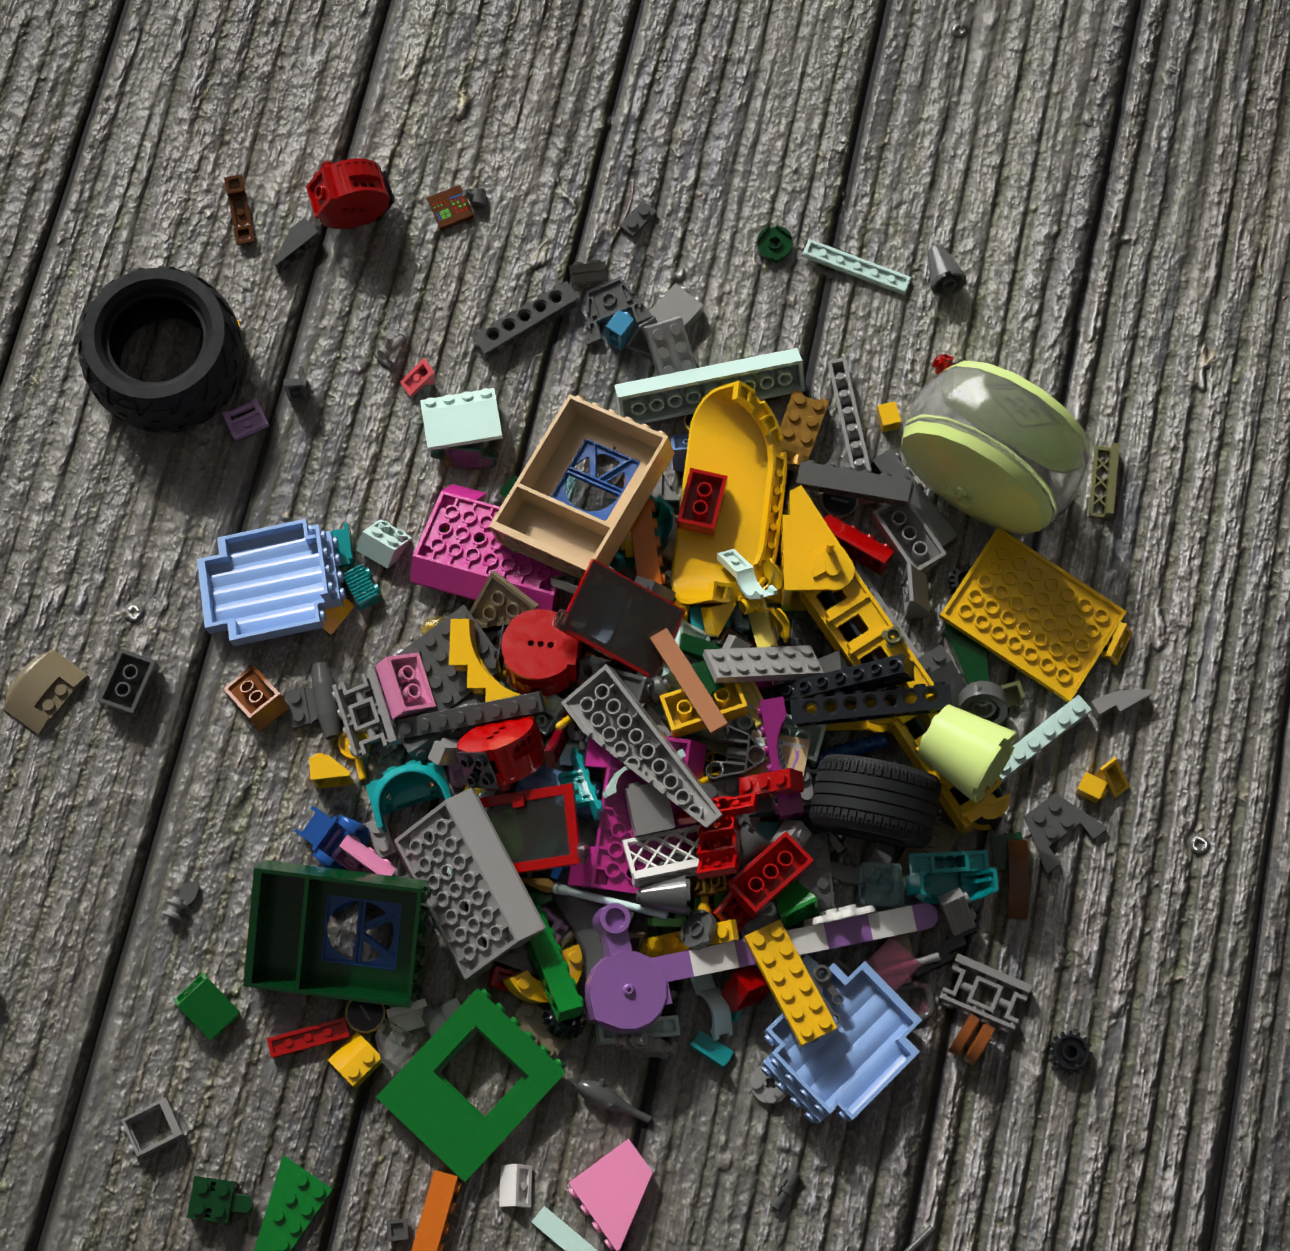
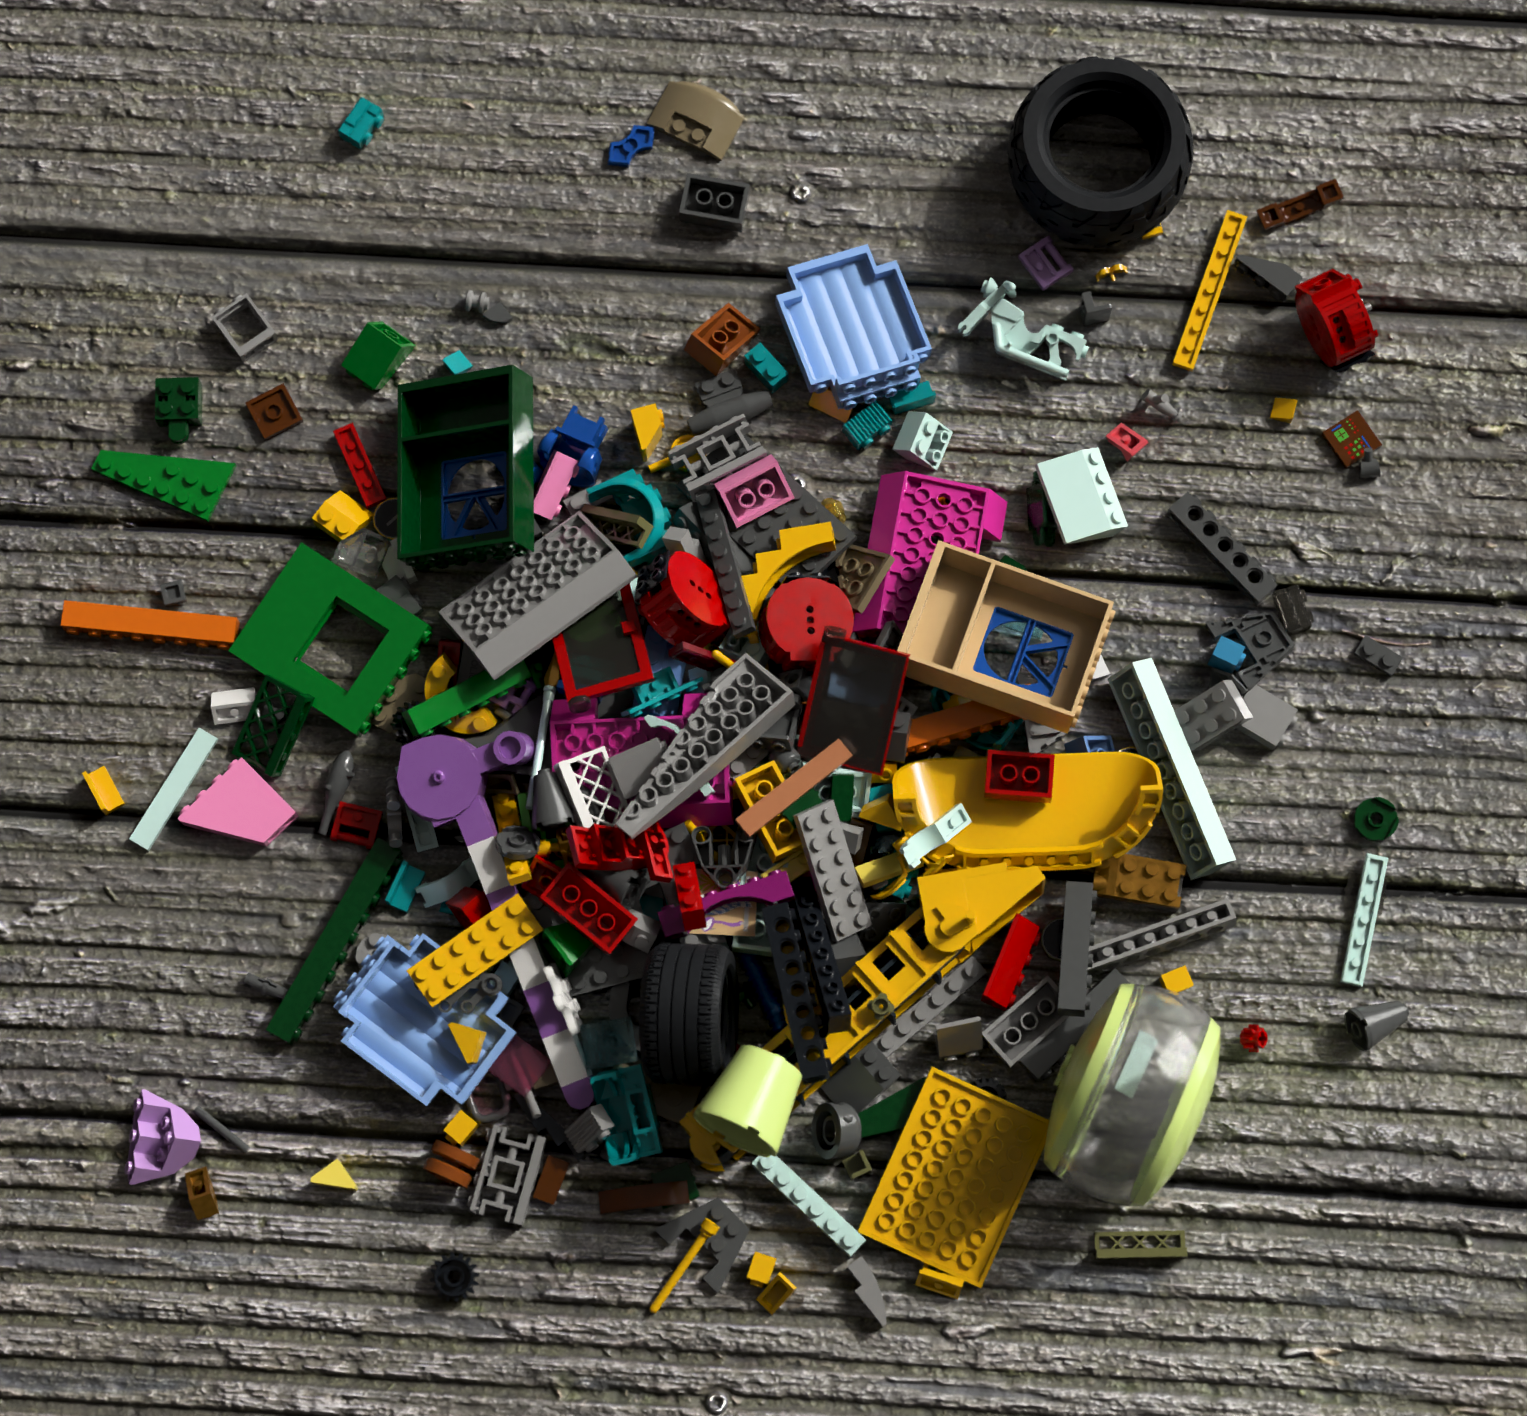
camera: 80 degrees right, 5 degrees up
(60, 759) = (638, 140): none -> blue tile
(229, 936) = (457, 363): none -> teal slope
(240, 1111) = (274, 412): none -> reddish brown tile
(263, 369) = (1118, 268): none -> yellow piece
(291, 663) = (766, 368): none -> teal brick
(298, 293) = (1209, 290): none -> yellow plate
(305, 454) = (1012, 337): none -> light aqua piece
(412, 802) = (620, 522): none -> olive fence
(414, 253) = (1283, 409): none -> yellow slope
(529, 1150) = (276, 706): none -> dark grey tile
(554, 1135) = (288, 734): none -> dark green fence
(640, 1085) = (358, 818): none -> red plate
(752, 1120) = (334, 942): none -> dark green brick
(865, 1004) = (469, 1041): none -> yellow slope
(938, 1029) = (460, 1128): none -> yellow brick
(967, 1149) = (334, 1176): none -> light yellow slope
(992, 956) = (551, 1180): none -> reddish brown tile
(1054, 825) = (707, 1229): none -> yellow piece

